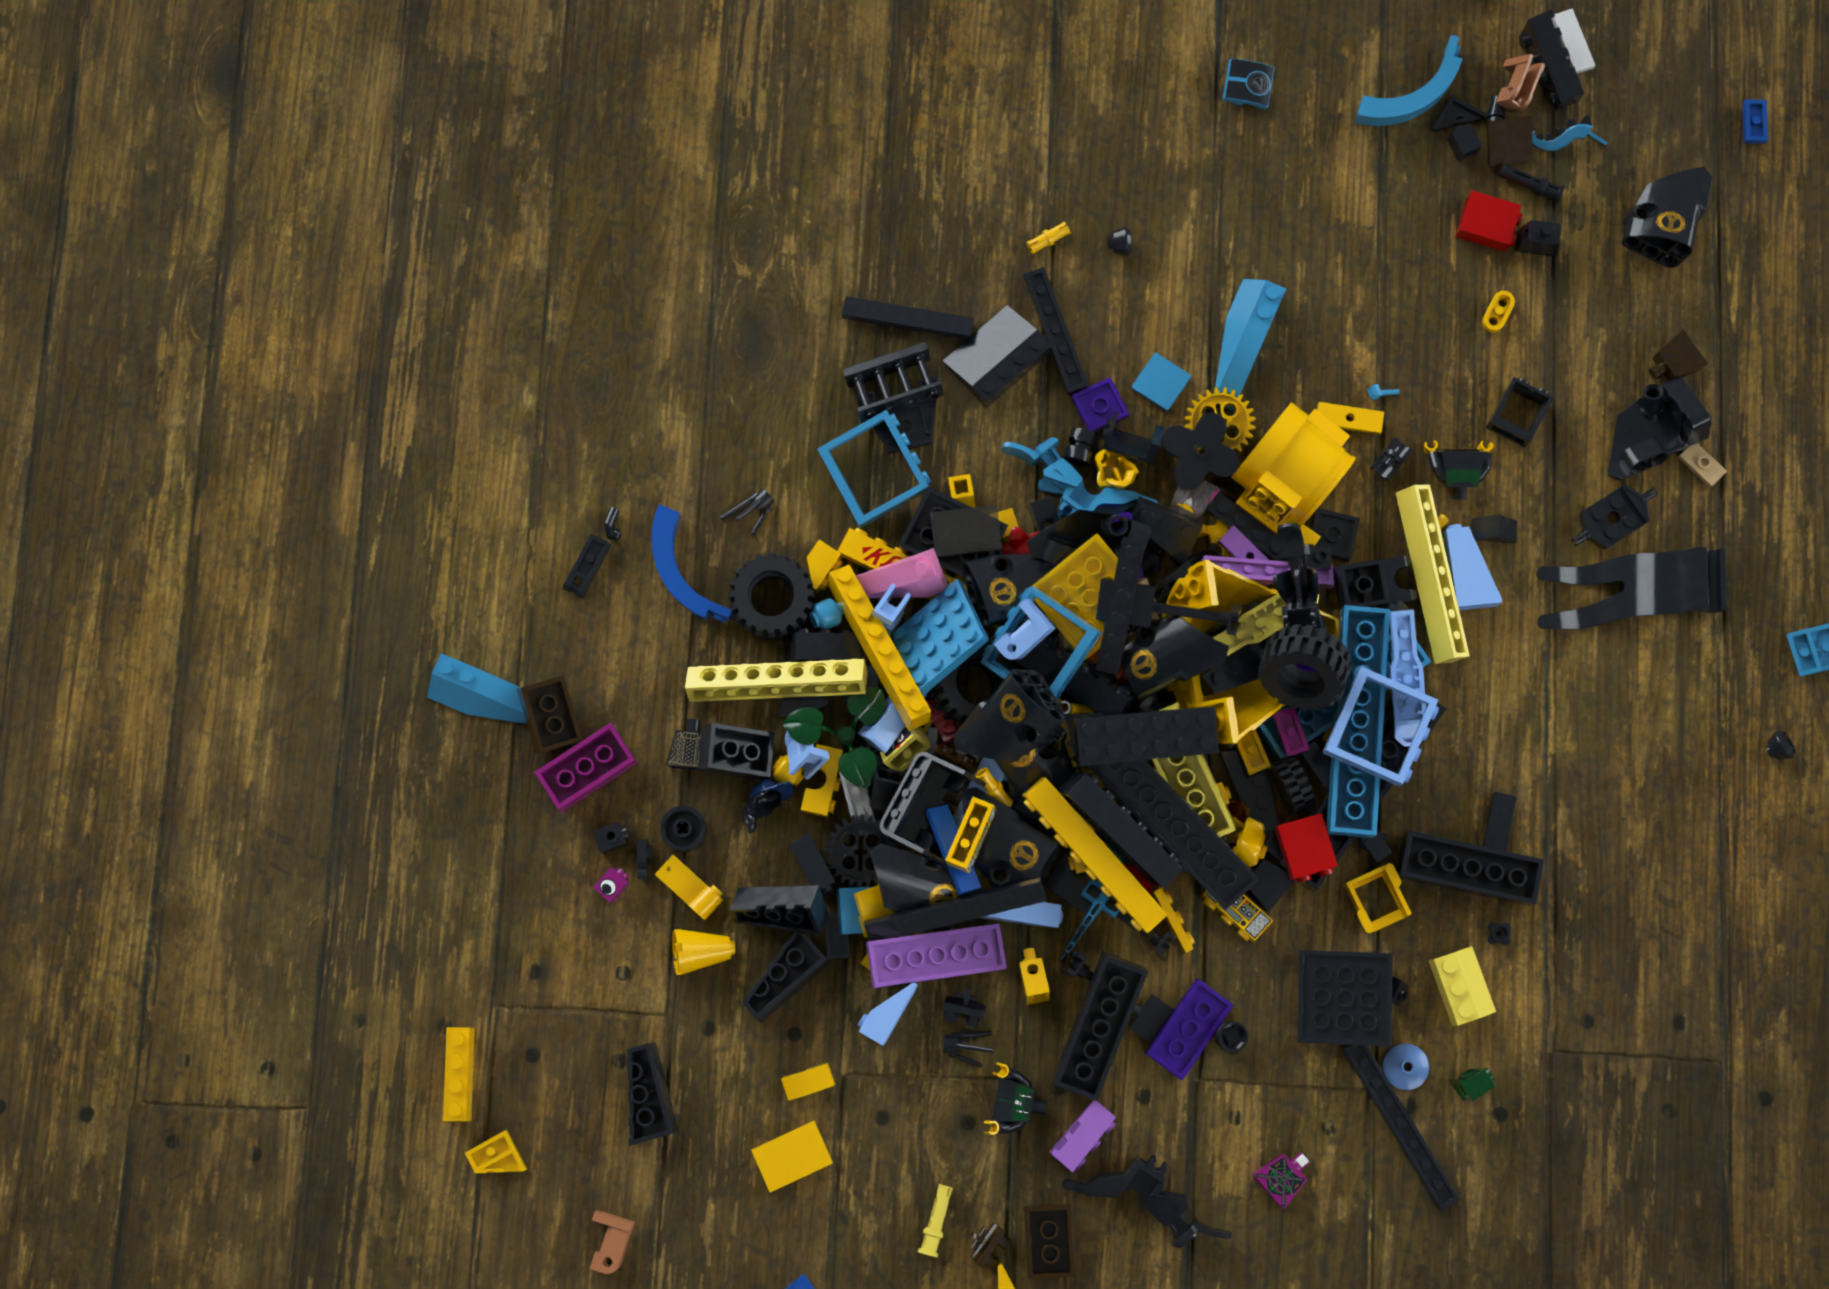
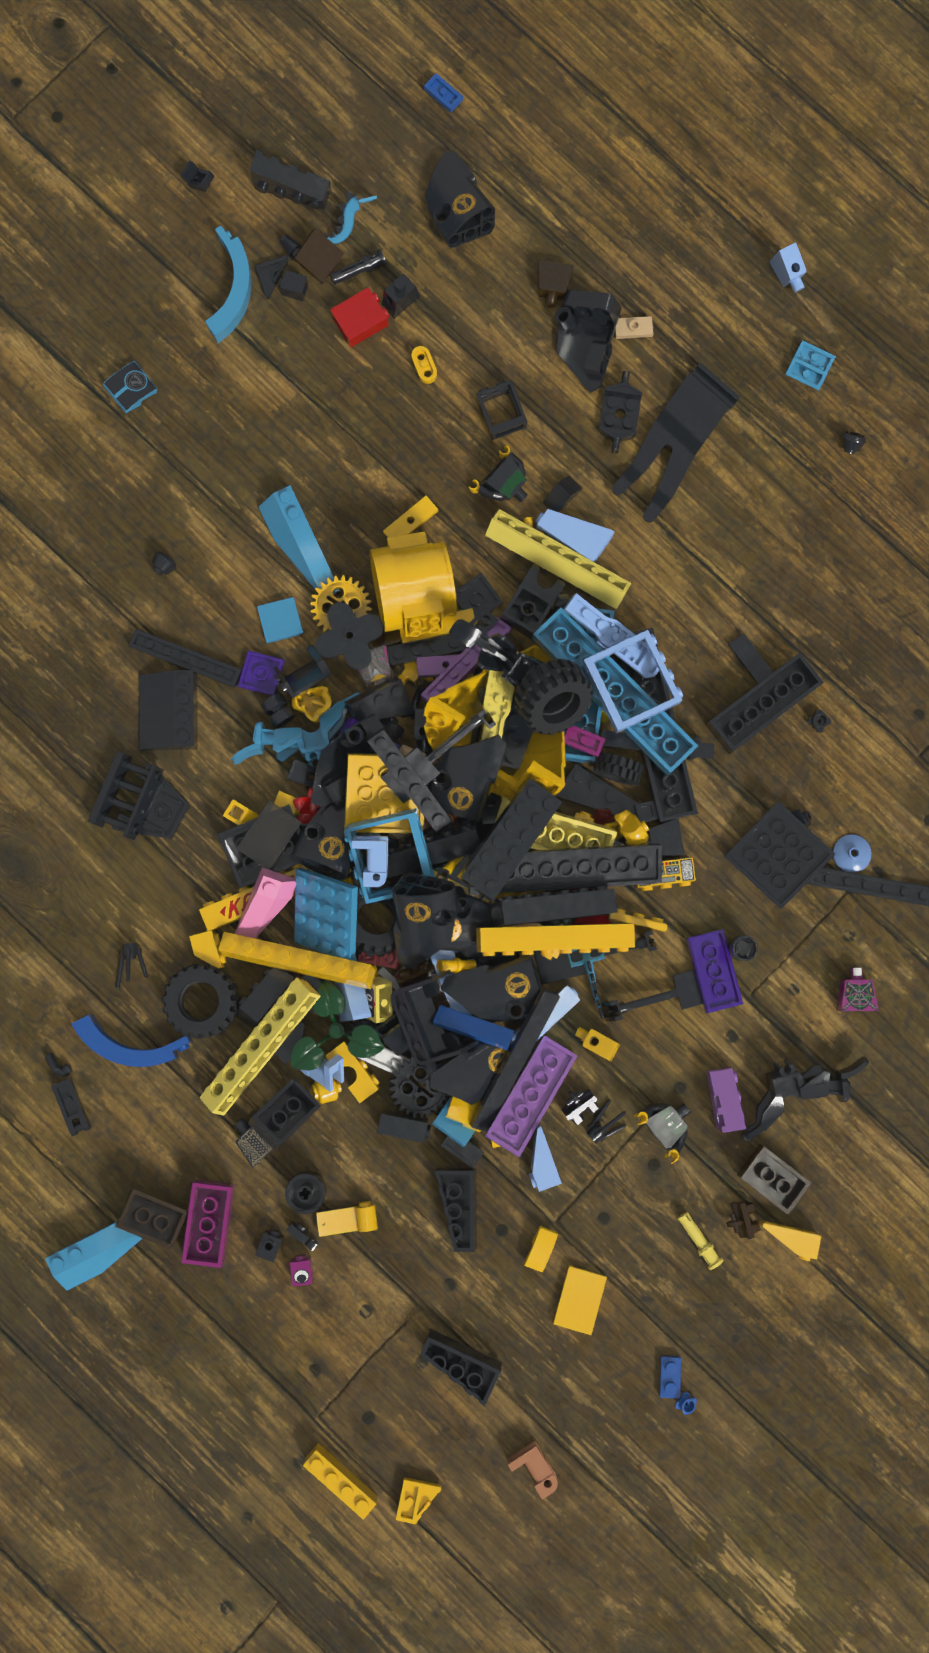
camera: 55 degrees left, 5 degrees up
(699, 950) = (395, 1249): yellow cone -> none
(763, 799) = (331, 1121): black hair -> none
(781, 908) = (413, 1173): black wedge -> none
(826, 614) = (244, 975): dark azure head -> none
(887, 613) = (280, 935): light blue piece -> none
(907, 318) = (90, 748): black tile -> none
(912, 459) = (189, 828): dark azure window -> none
(970, 835) = (475, 1009): yellow brick -> none
(1048, 237) = (118, 608): yellow pin -> none
(1099, 1025) = (666, 1028): black brick -> none
(1253, 753) = (577, 776): yellow plate -> none
(1306, 848) = (666, 796): red brick -> none
(1375, 392) = (408, 489): dark azure hand -> none
(1391, 459) = (461, 518): black hips -> none
(1393, 882) = (733, 759): yellow piece -> none
(1462, 986) = (833, 774): light yellow slope -> none
(1473, 1083) = (900, 821): dark green window -> none
(1521, 84) = (288, 213): nougat piece -> none
(1574, 41) = (289, 156): white tile -> none

